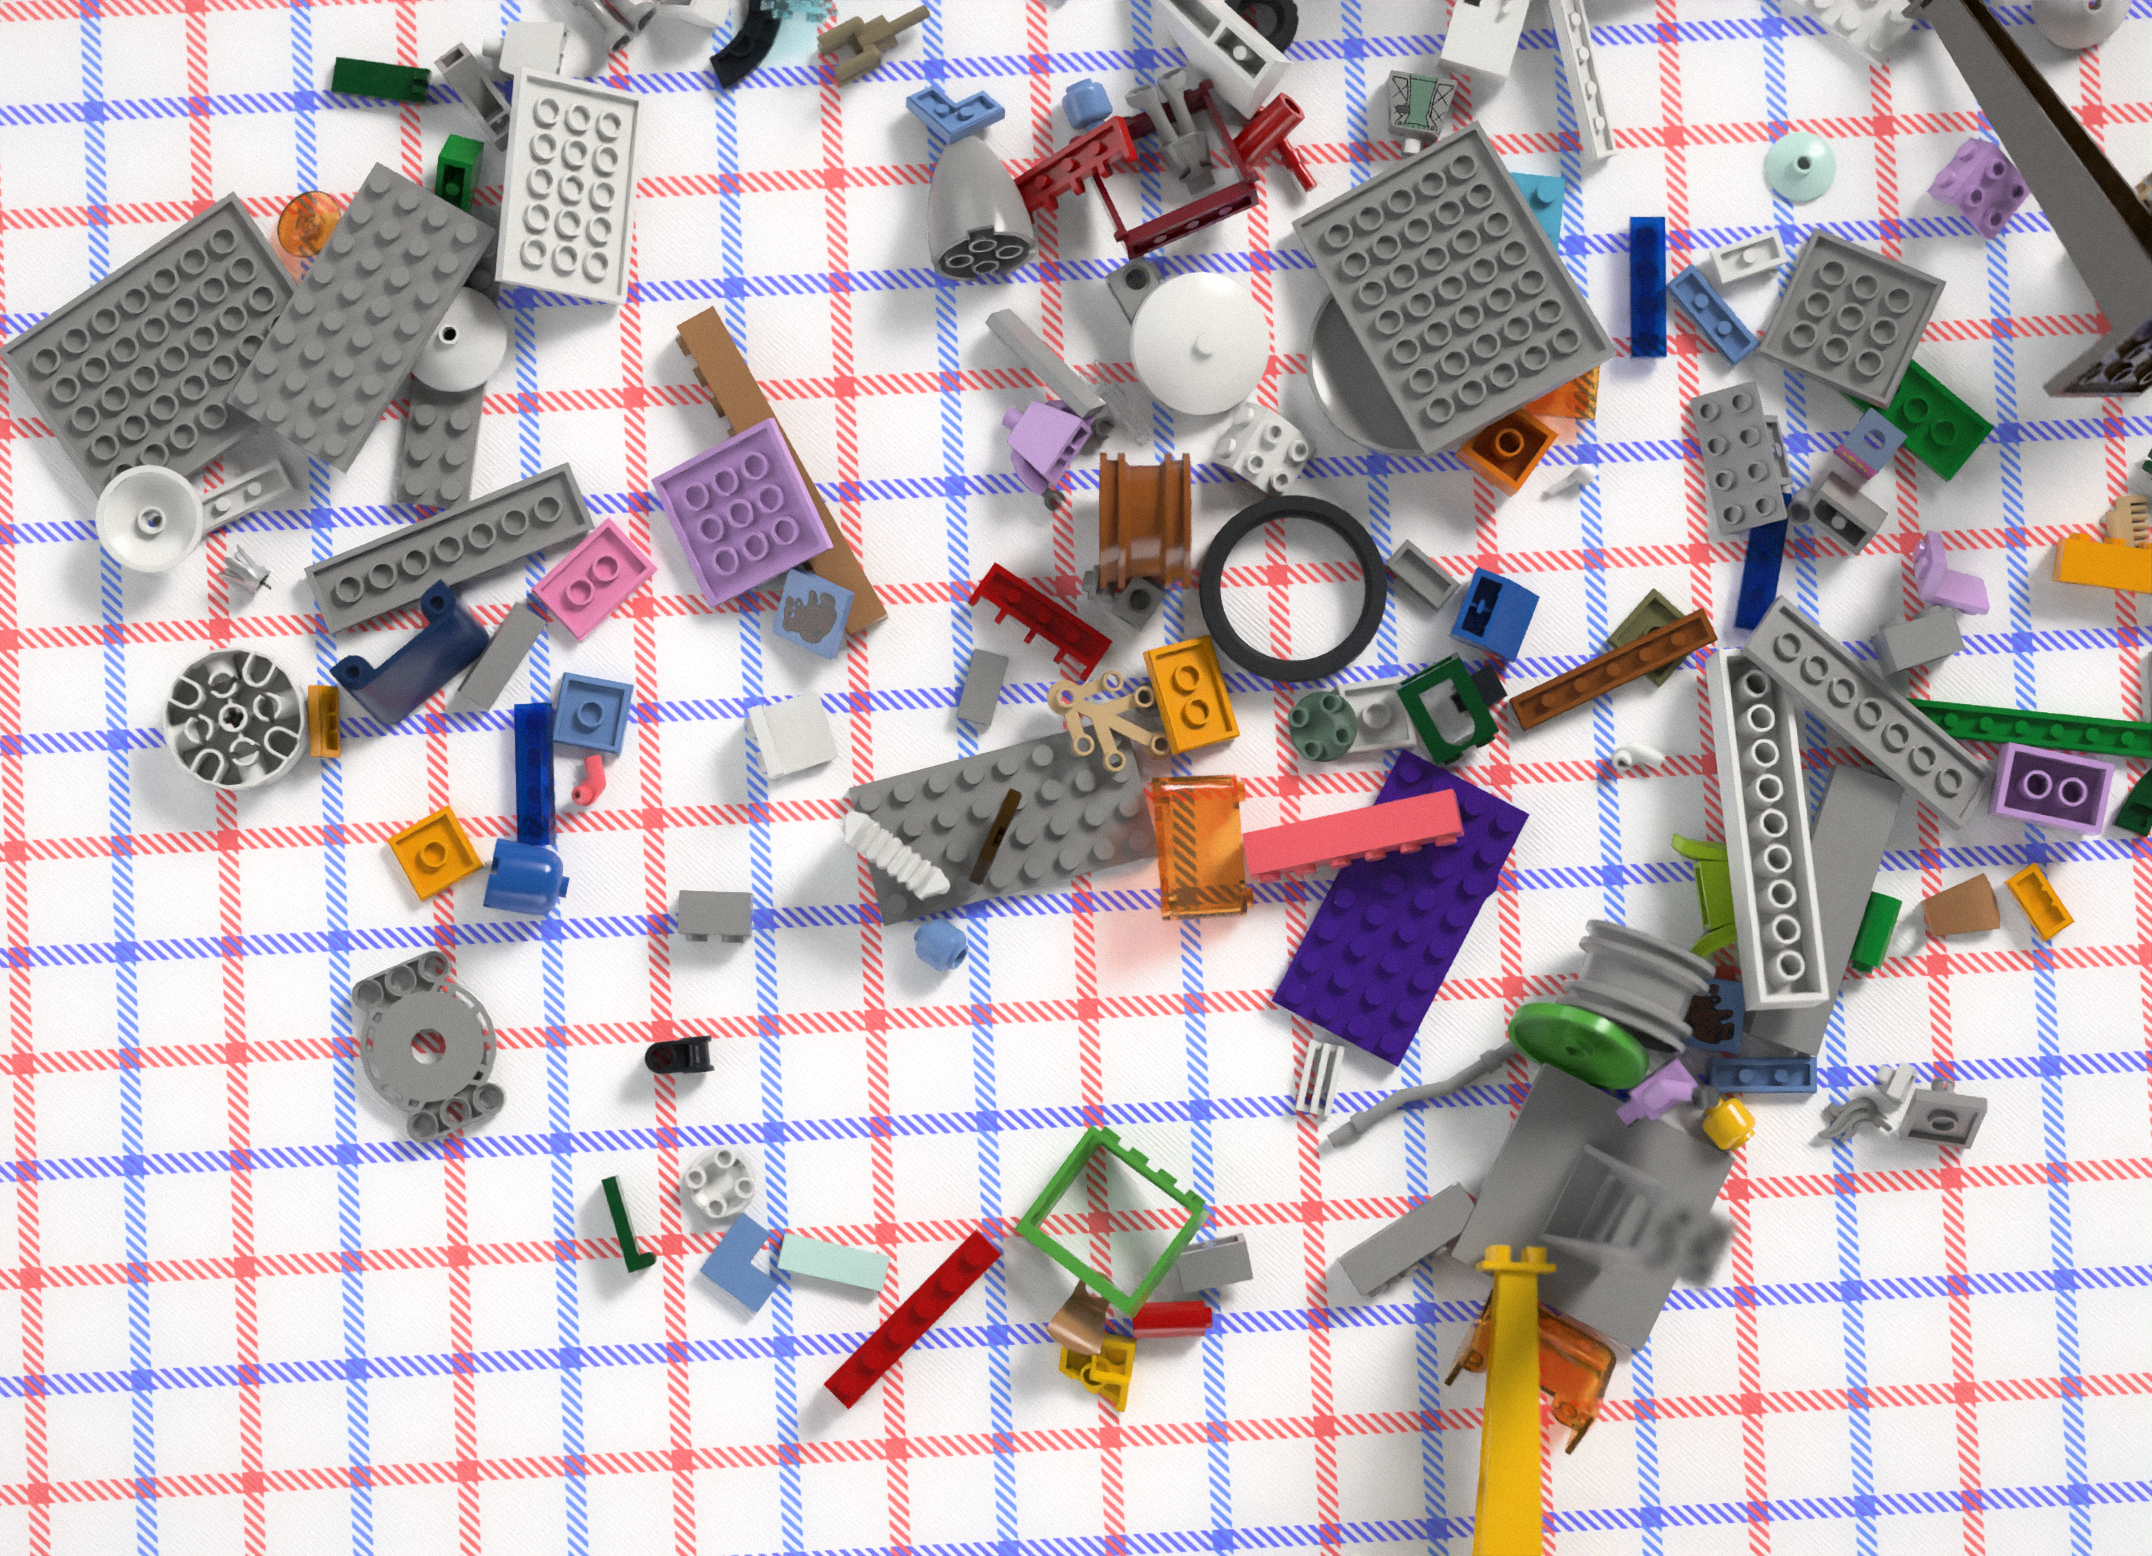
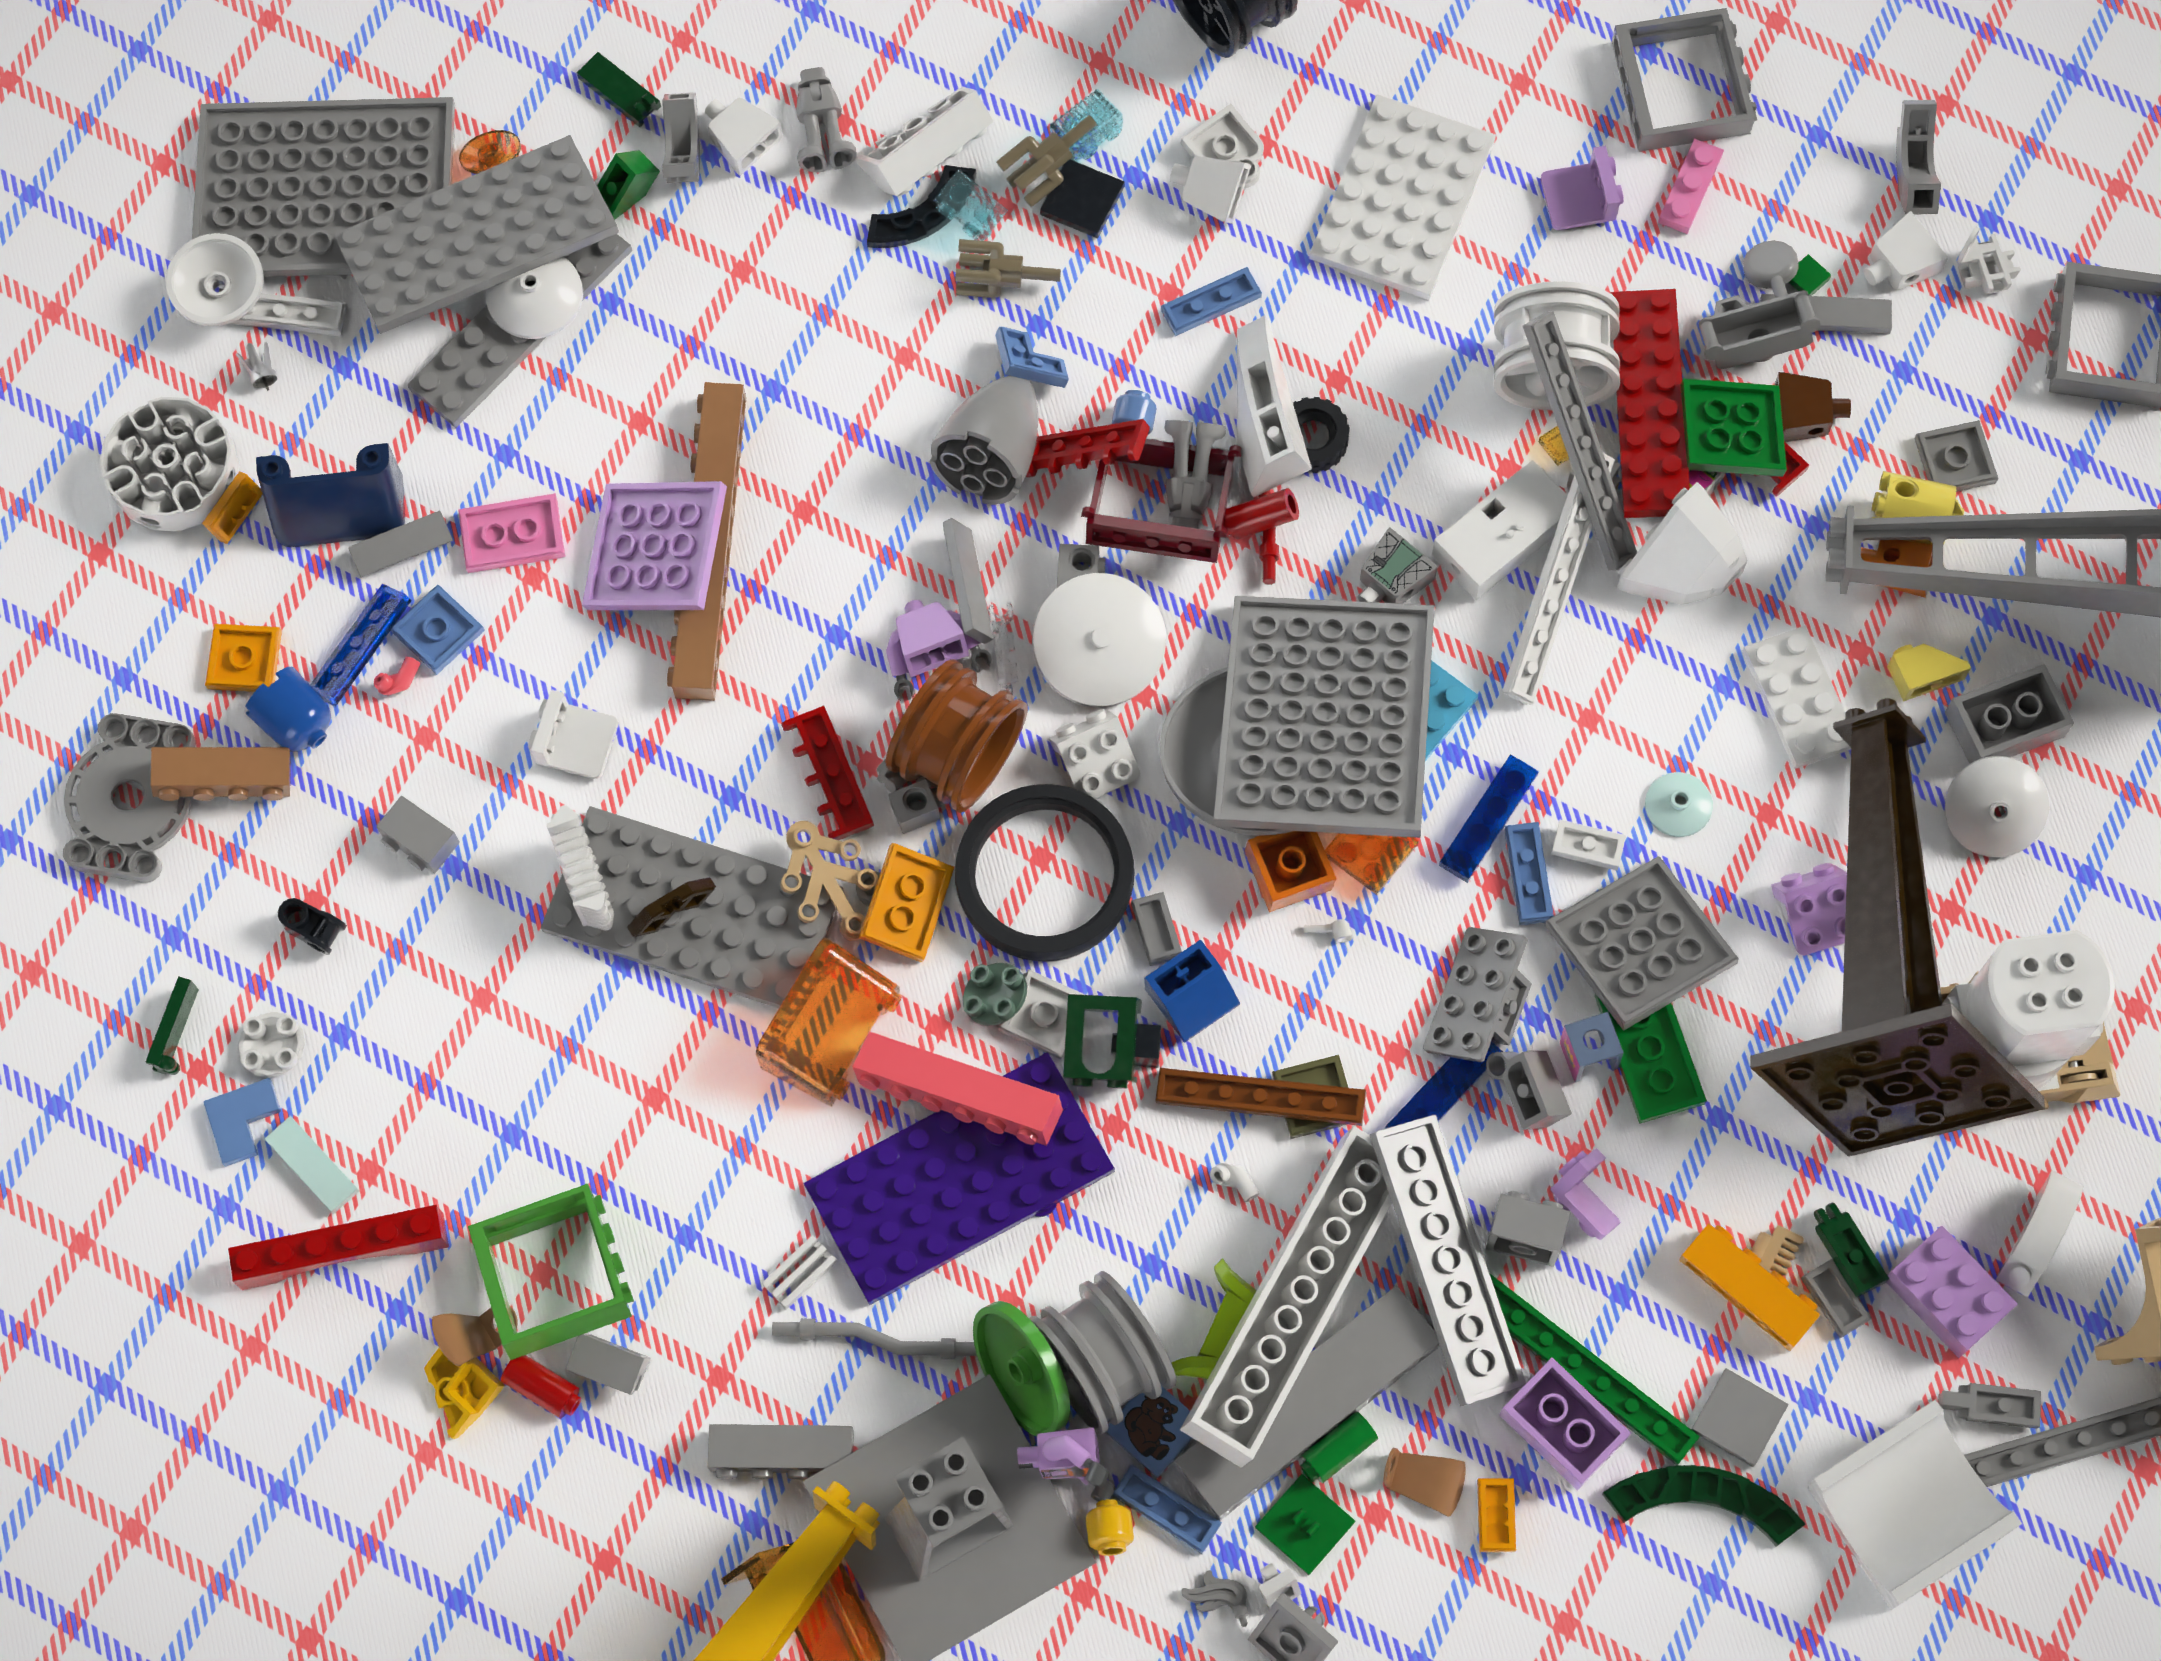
camera: 40 degrees right, 15 degrees down
(449, 548) = (423, 441): light grey plate -> none
(500, 973) = (220, 772): none -> medium nougat brick
(570, 186) = (697, 234): white plate -> none
(813, 612) = (655, 653): tile -> none
(941, 945) = (573, 969): medium blue head -> none
(982, 687) = (748, 796): light grey tile -> none
(1884, 1011) = (1305, 1524): none -> green piece

